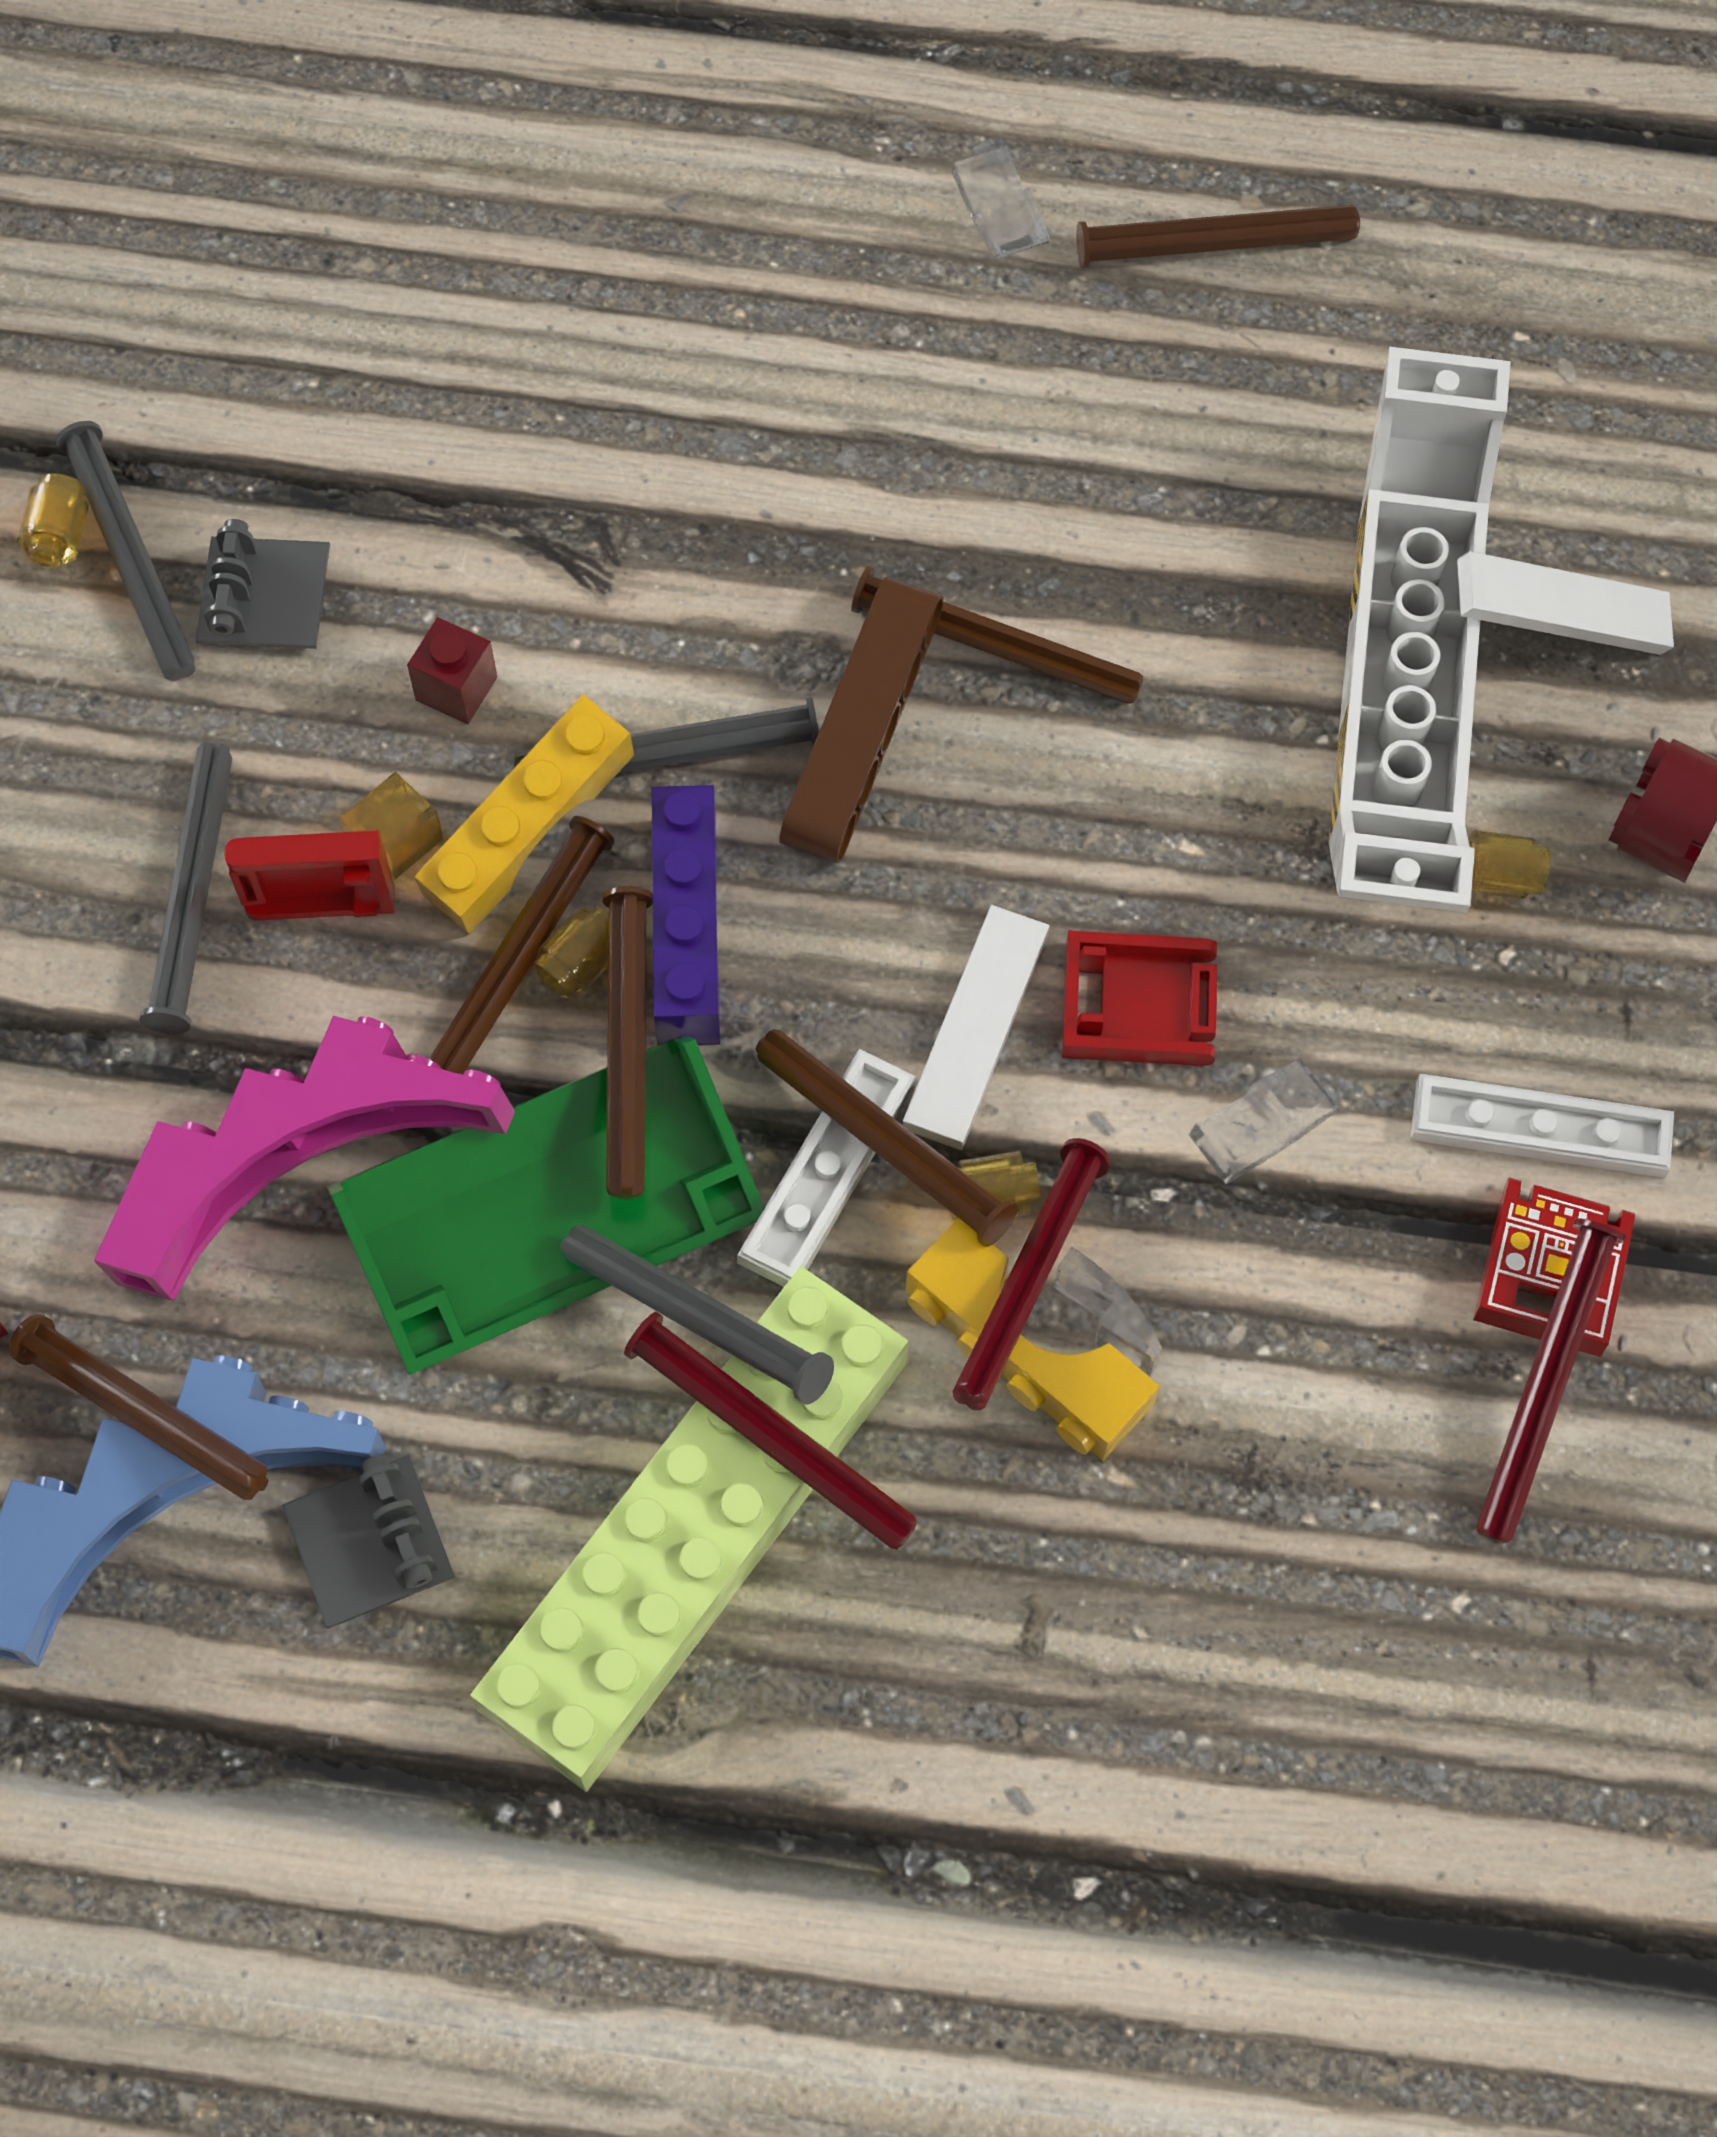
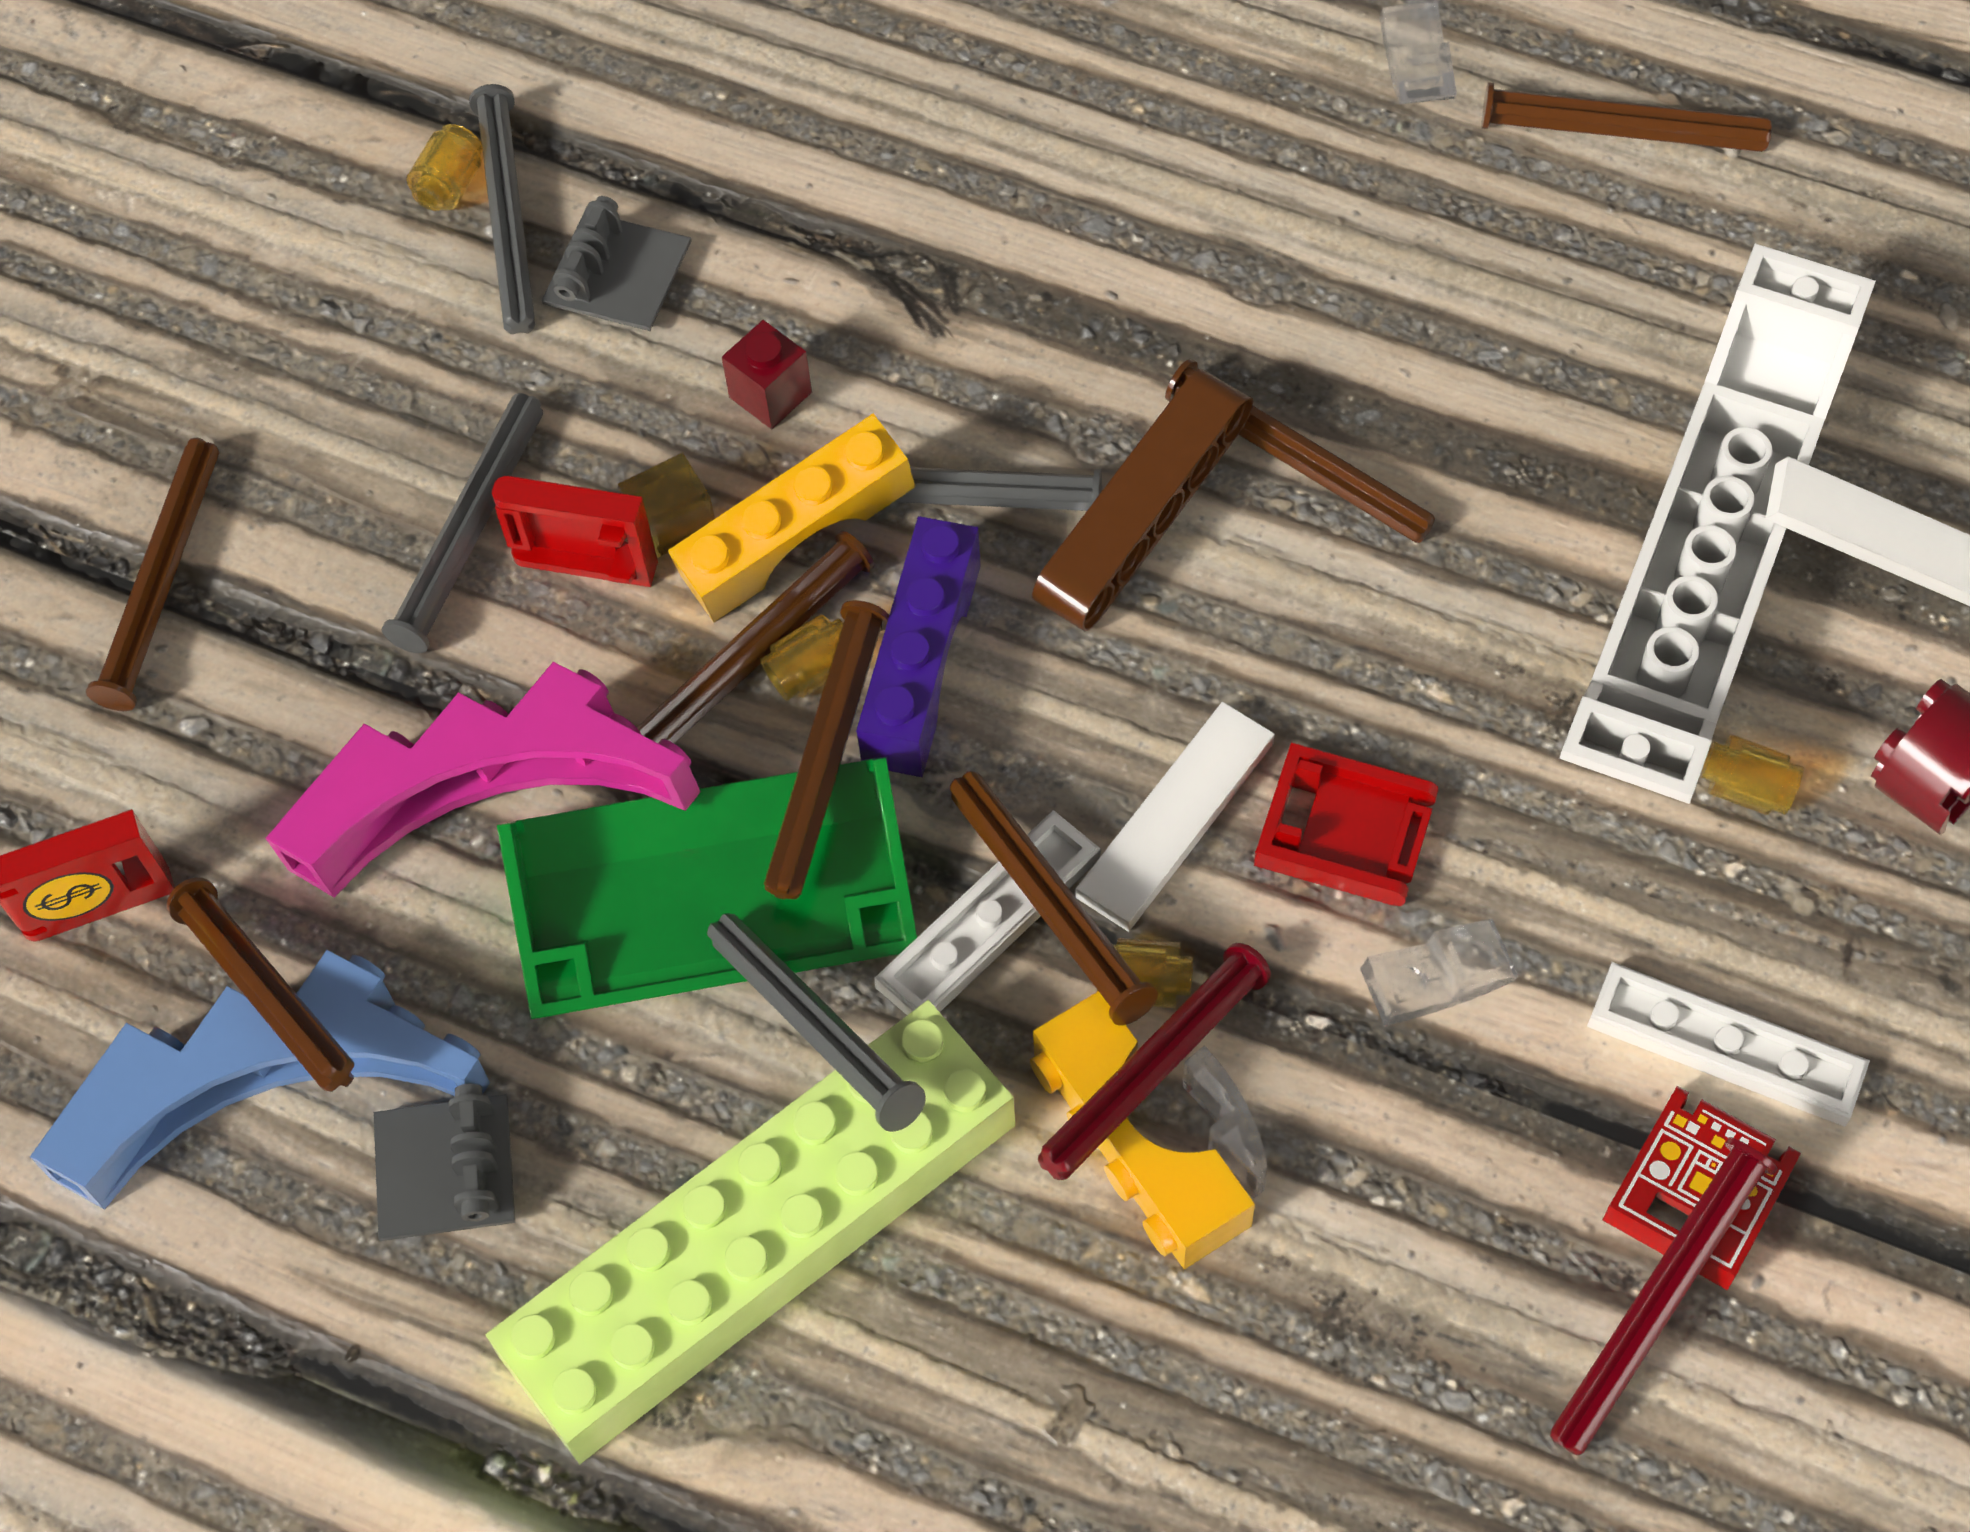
camera: 20 degrees right, 5 degrees down
(771, 1432) = (847, 1151): dark red axle -> none

